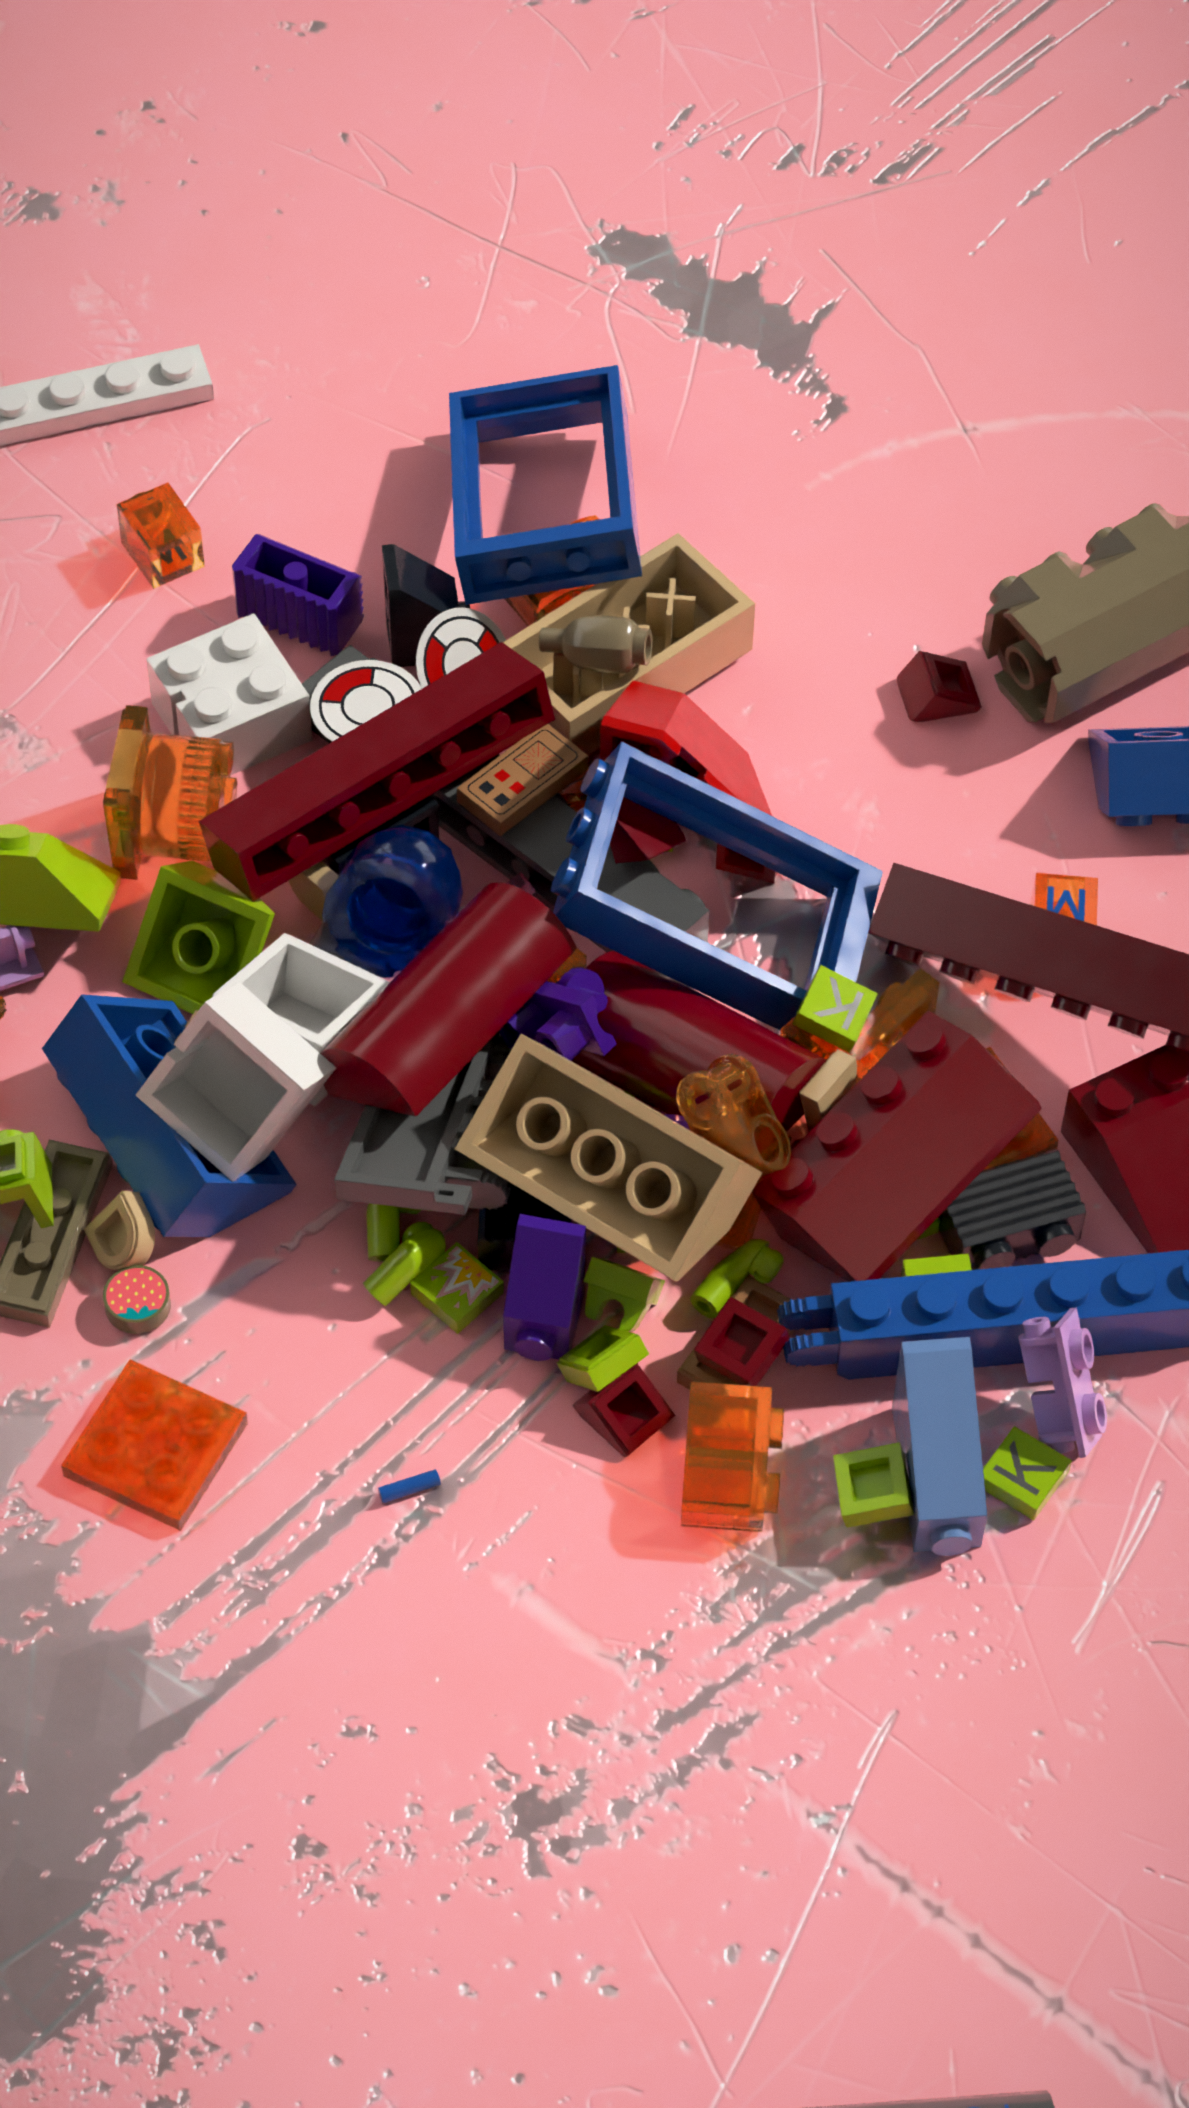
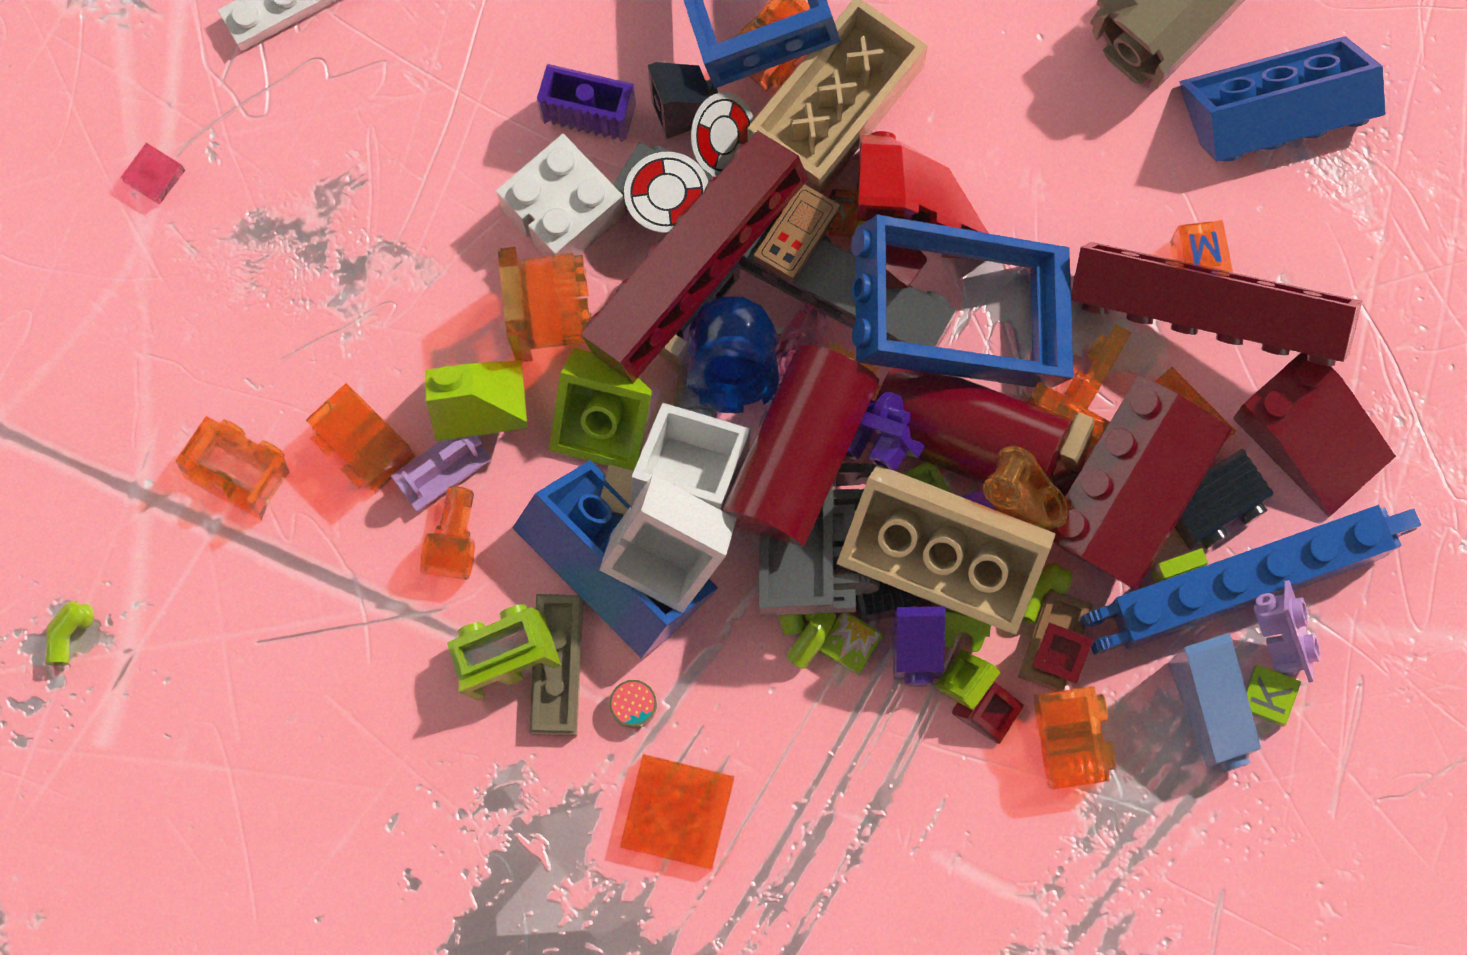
camera: 10 degrees left, 20 degrees up
(122, 1232) = (610, 659): tan tile -> none
(160, 535) = (468, 67): clear orange brick -> none
(409, 1486) = (858, 801): blue piece -> none
(600, 643) = (827, 112): dark tan plant -> none
(834, 1008) = (1067, 377): lime tile -> none
(873, 1485) = (1176, 738): lime tile -> none
(937, 688) = (1064, 70): dark red slope -> none

